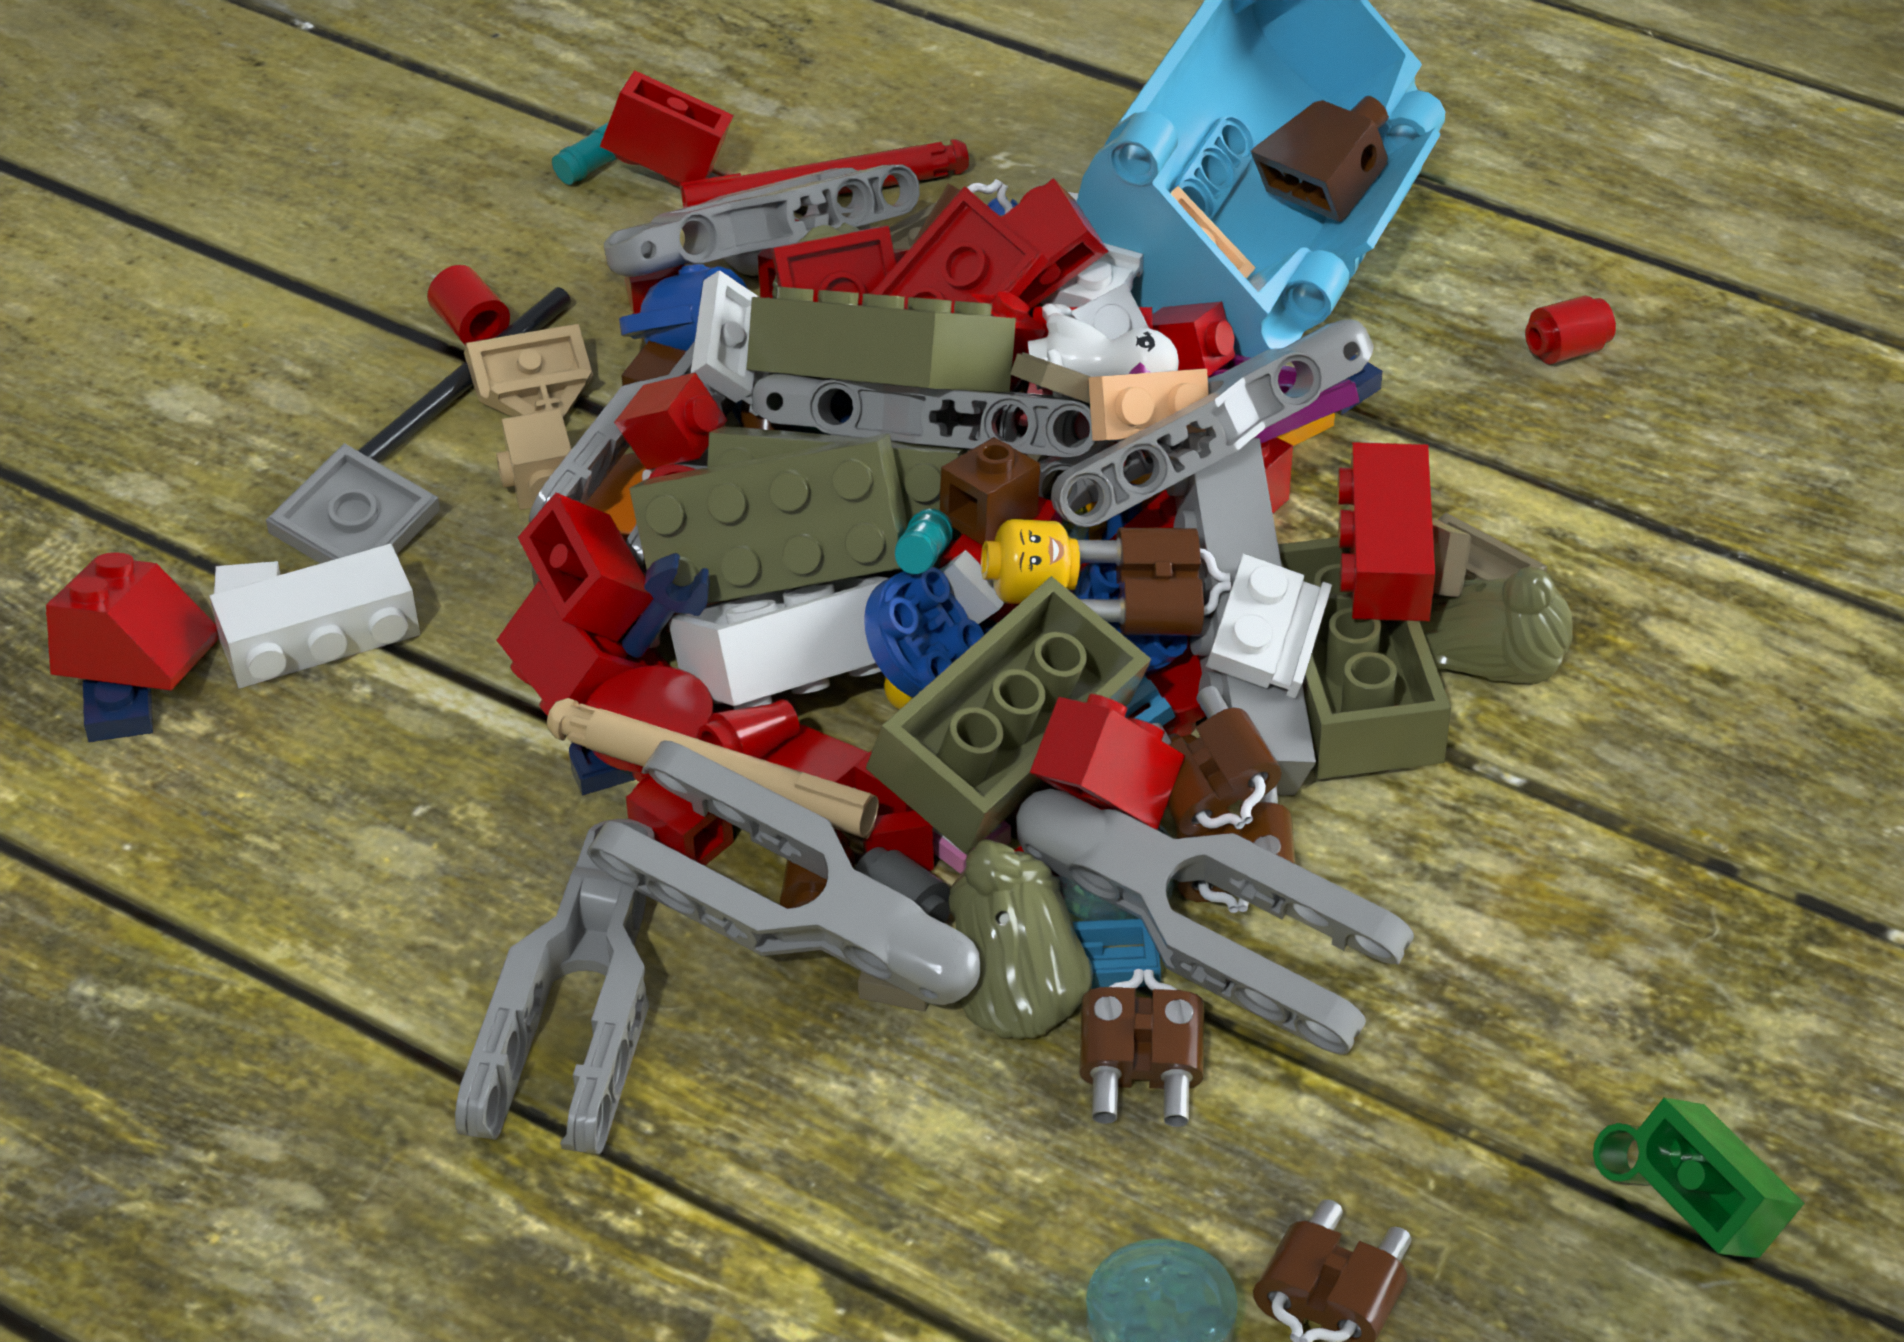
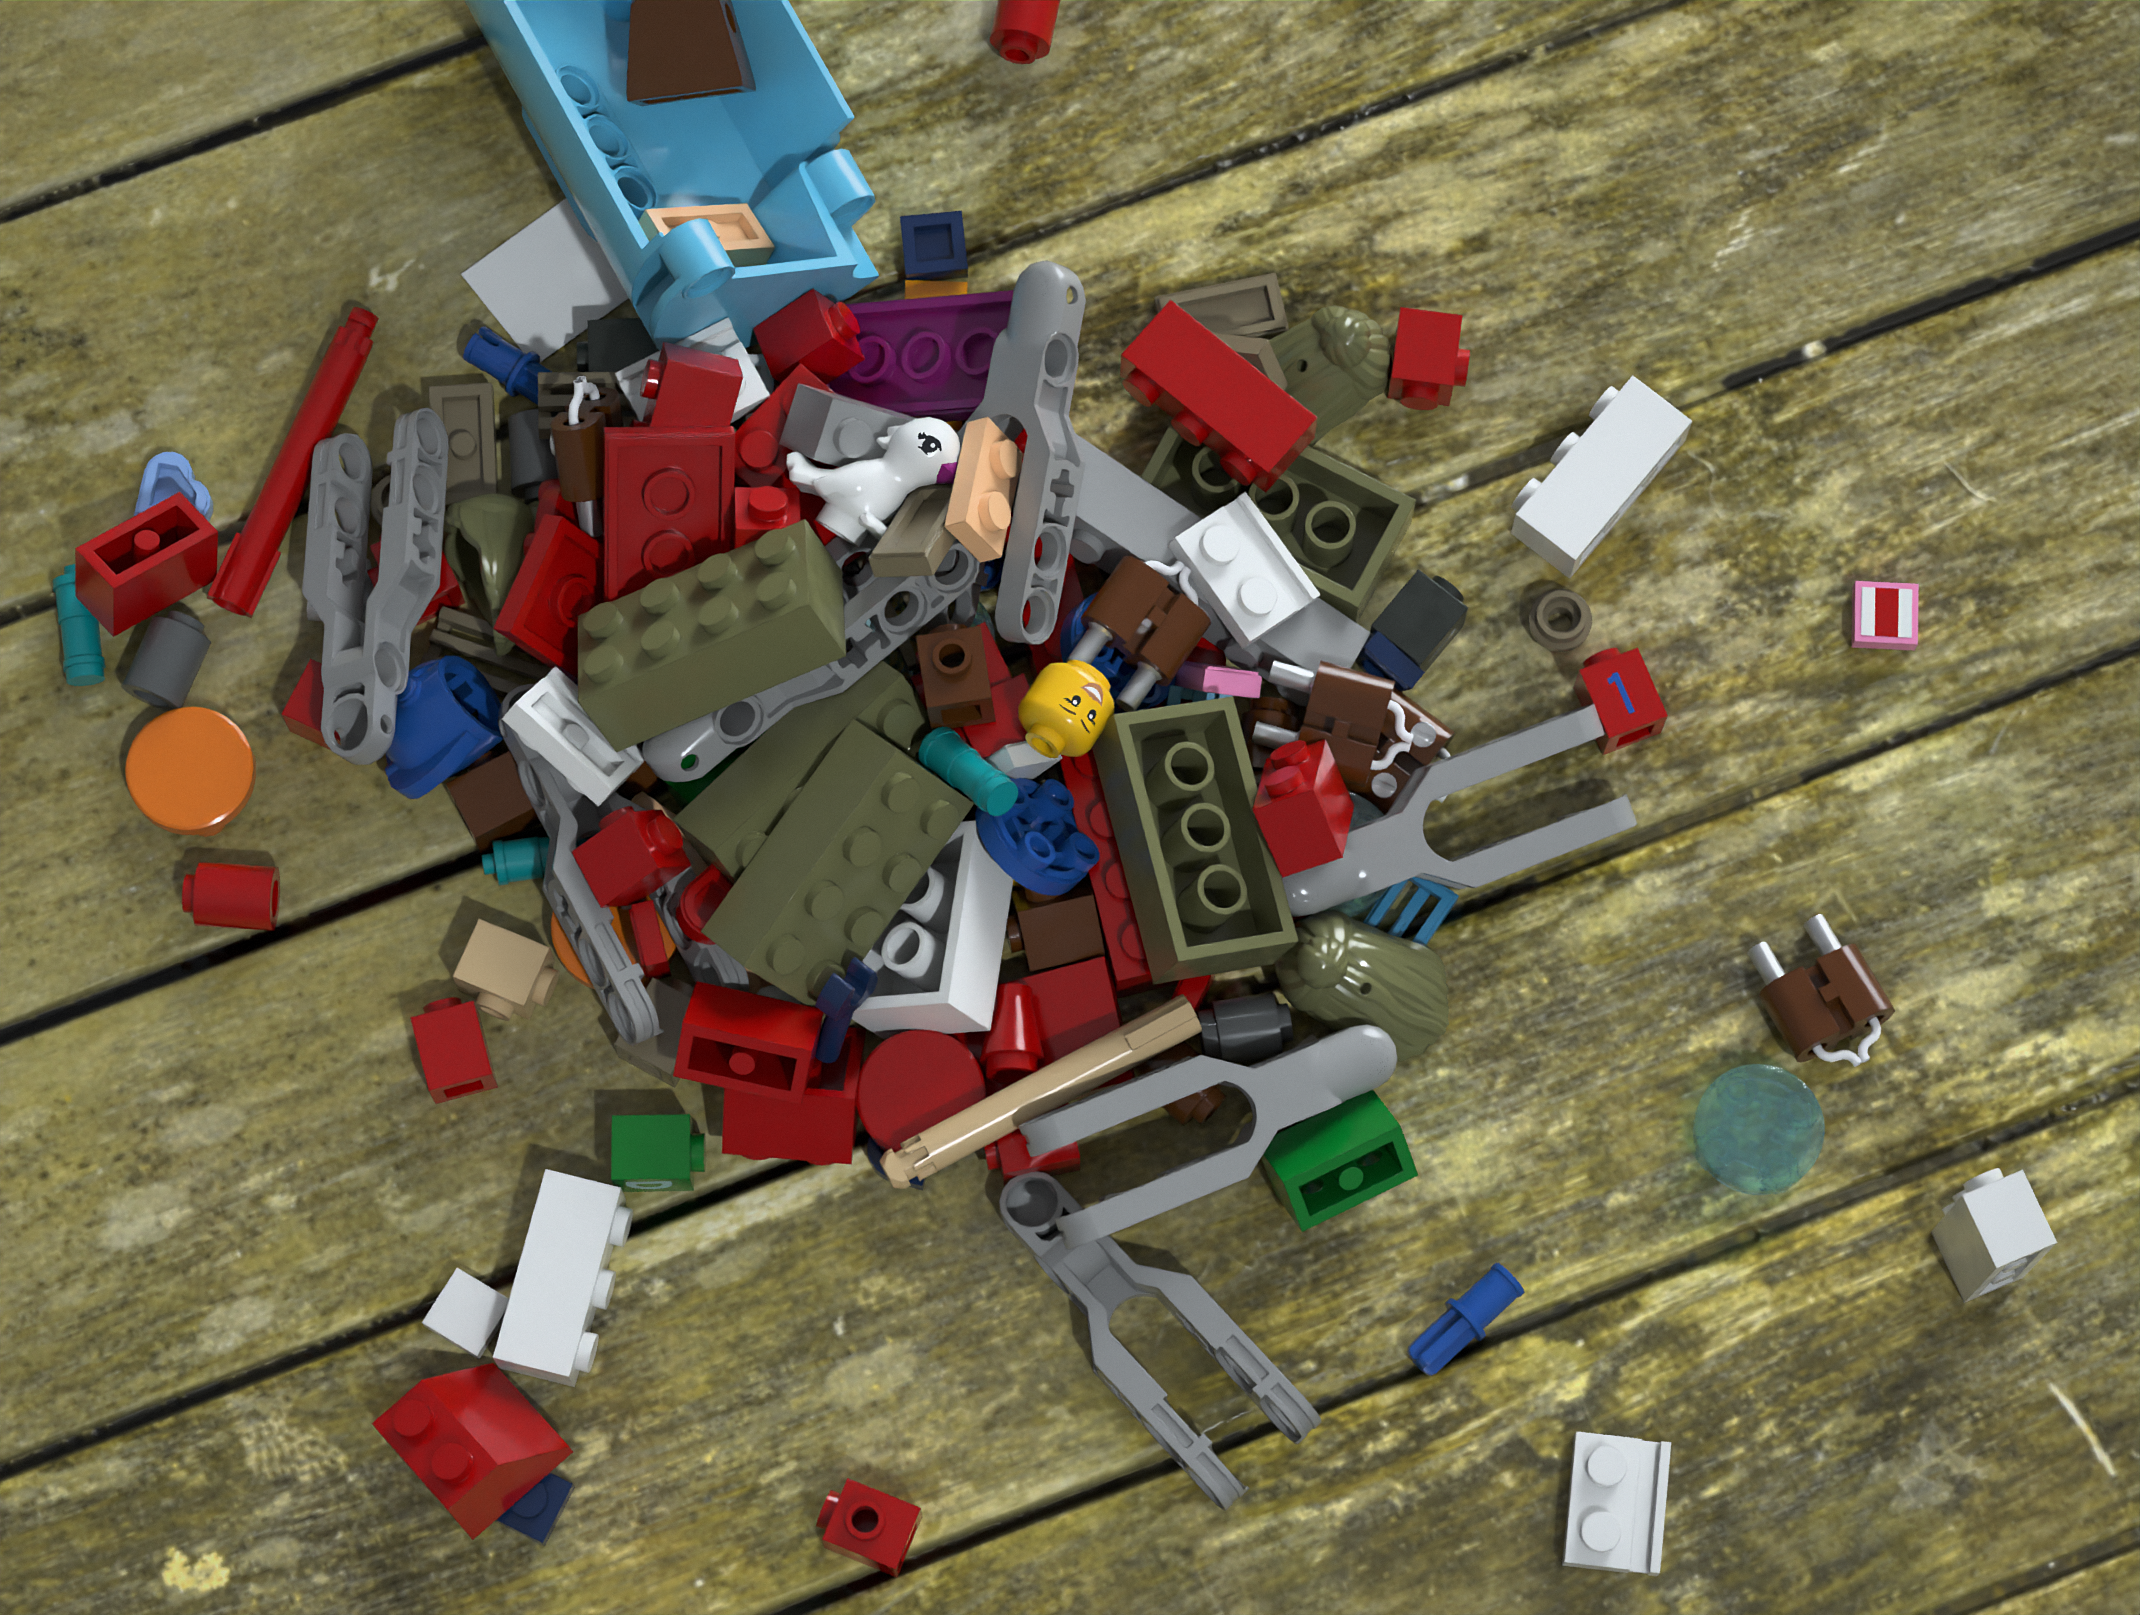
camera: 55 degrees left, 30 degrees up
(250, 905) = (869, 1526): none -> red brick
(351, 509) = (447, 1168): light grey plate -> none
(452, 464) = (453, 1049): none -> red brick
(457, 382) = (325, 979): black piece -> none
(463, 609) = (656, 1153): none -> green brick
(530, 370) = (374, 899): tan slope -> none
(543, 246) = (190, 771): none -> orange tile
(612, 191) = (167, 661): none -> dark grey brick
(615, 493) = (649, 940): none -> red tile
(745, 145) = (168, 475): none -> light blue tile
(781, 1199) = (1464, 1320): none -> blue axle
(838, 1009) = (1338, 1160): none -> green brick
(860, 708) = (1054, 927): none -> reddish brown brick
(1142, 1040) = (1518, 963): reddish brown piece -> none
(1172, 685) = (1219, 679): none -> bright pink tile
(1306, 797) = (1385, 660): none -> dark blue tile
(1363, 804) = (1423, 618): none -> pearl dark grey brick
(1442, 970) = (1622, 696): none -> red brick
(1470, 897) = (1560, 602): none -> dark tan plate
(1584, 681) = (1427, 359): none -> red brick
(1618, 845) = (1598, 475): none -> white brick
(1702, 1174) = (1935, 687): green hinge -> none
(1741, 1110) = (1885, 615): none -> tile

